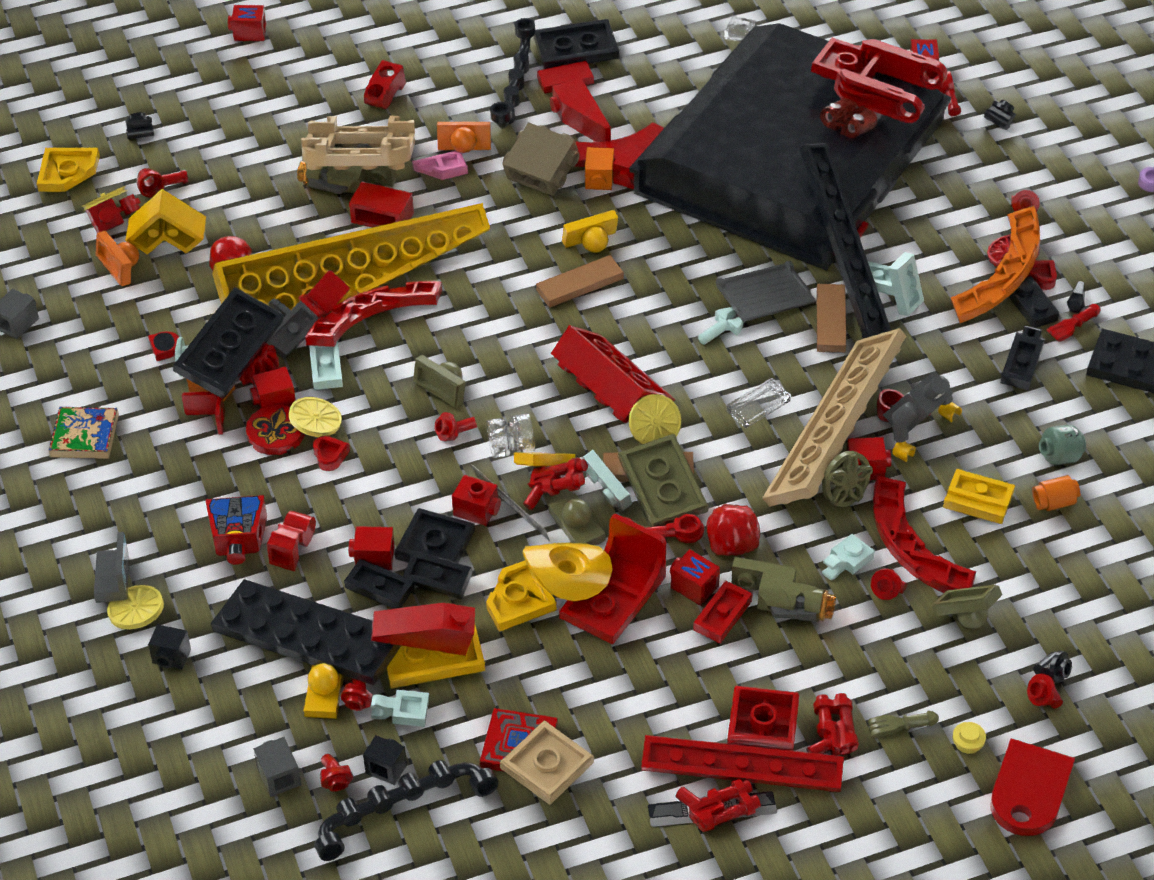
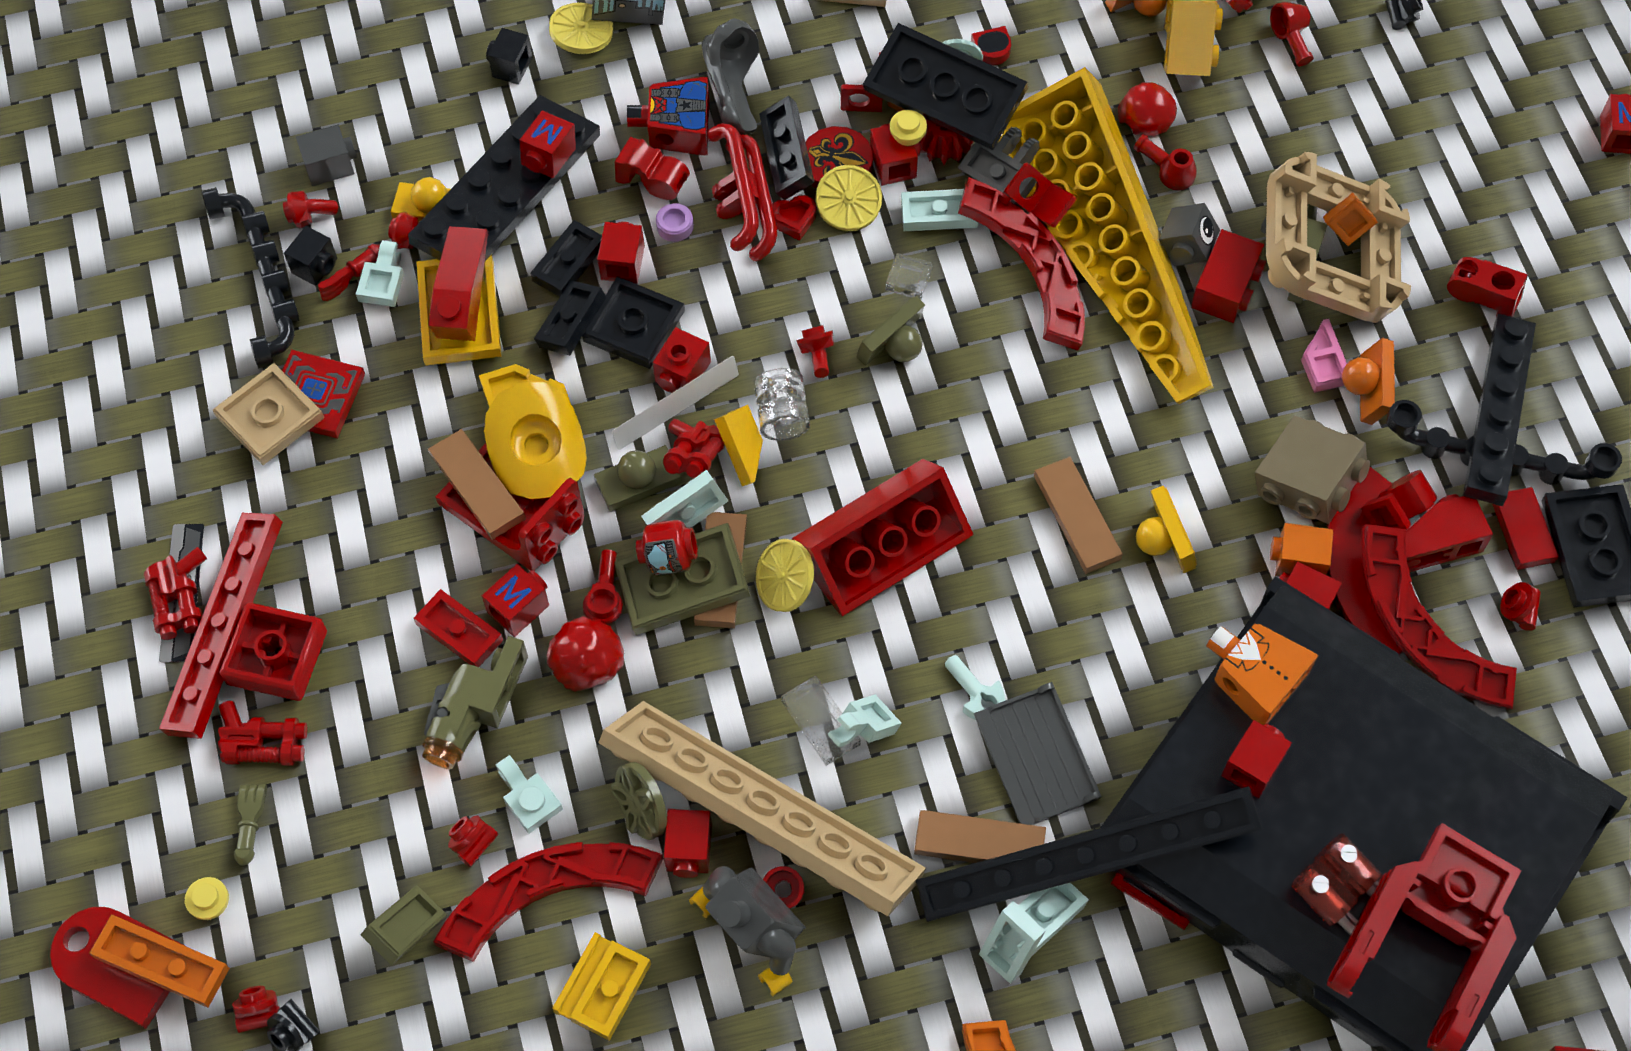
camera: 95 degrees right, 15 degrees up
(175, 500) = (728, 59): none -> dark grey hair
(263, 368) = (908, 127): none -> light yellow plate
(270, 452) = (786, 148): none -> black plate
(281, 588) = (547, 144): none -> red brick
(283, 236) = (1171, 173): none -> red bar
(317, 464) = (744, 190): none -> red piece
(337, 525) = (674, 222): none -> lavender tile
(340, 136) = (1350, 219): none -> orange tile
(349, 219) = (1189, 234): none -> dark grey brick
(384, 380) = (908, 276): none -> clear tile
(393, 732) = (339, 281): none -> red piece
(483, 78) = (1499, 410): none -> black plate
(561, 121) = (1401, 501): none -> red leg
(602, 606) = (477, 484): none -> medium nougat tile
(622, 77) = (1521, 605): none -> red plate
(646, 118) = (1416, 631): none -> red tile
(648, 476) = (667, 547): none -> red head
(717, 149) = (1260, 669): none -> orange torso
(760, 371) = (866, 718): none -> light aqua plate
(776, 150) = (1257, 757): none -> red brick
(1029, 745) = (159, 961): none -> orange plate

